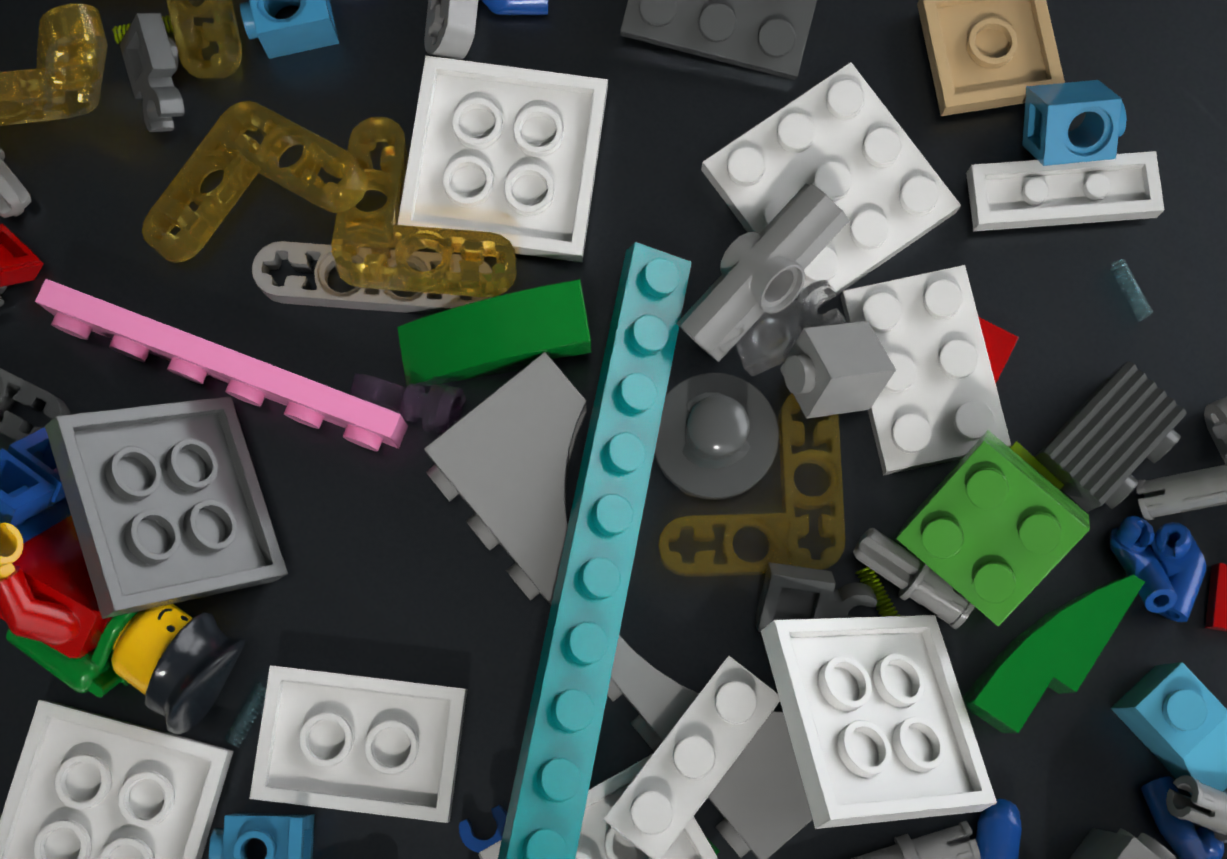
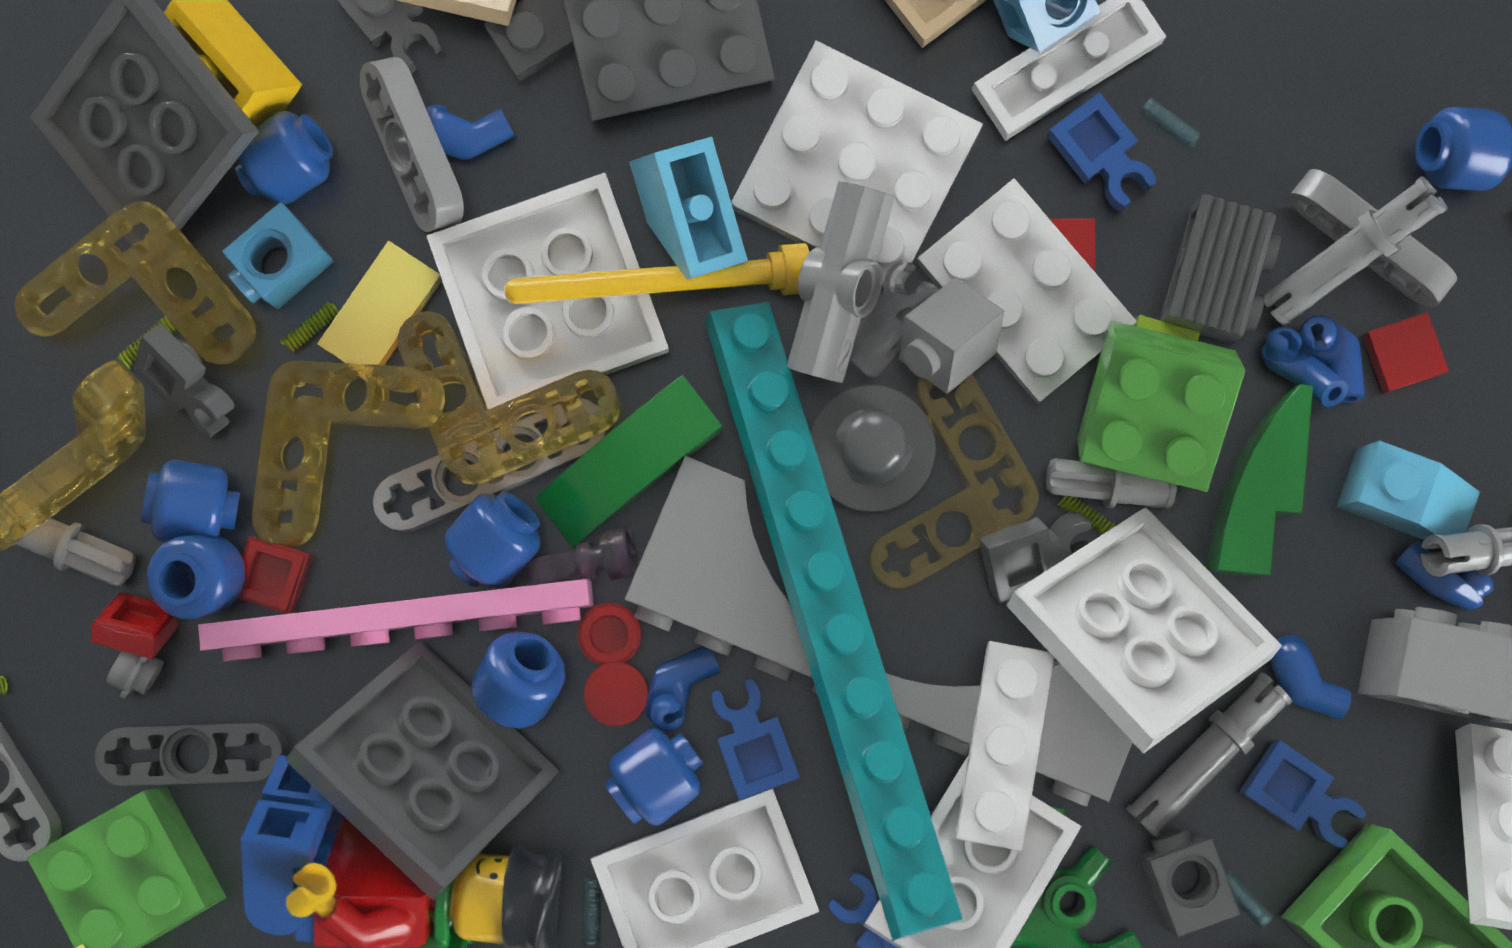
camera: 25 degrees left, 5 degrees up
(69, 238) = (196, 576): none -> blue head
(99, 176) = (188, 501): none -> blue head
(136, 275) = (274, 575): none -> red tile
(287, 81) = (309, 325): none -> lime leg
(293, 472) = (518, 679): none -> blue head
(339, 340) = (492, 540): none -> blue head
(364, 90) = (378, 307): none -> light yellow tile
(366, 622) = (654, 776): none -> blue head
(374, 533) = (616, 694): none -> red tile
(397, 478) = (609, 634): none -> red tile
(428, 551) = (672, 686): none -> blue arm
(468, 648) = (755, 750): none -> blue plate
(665, 141) = (690, 207): none -> medium azure slope
(711, 237) = (778, 270): none -> yellow piece
(1056, 272) = (1097, 143): none -> blue plate

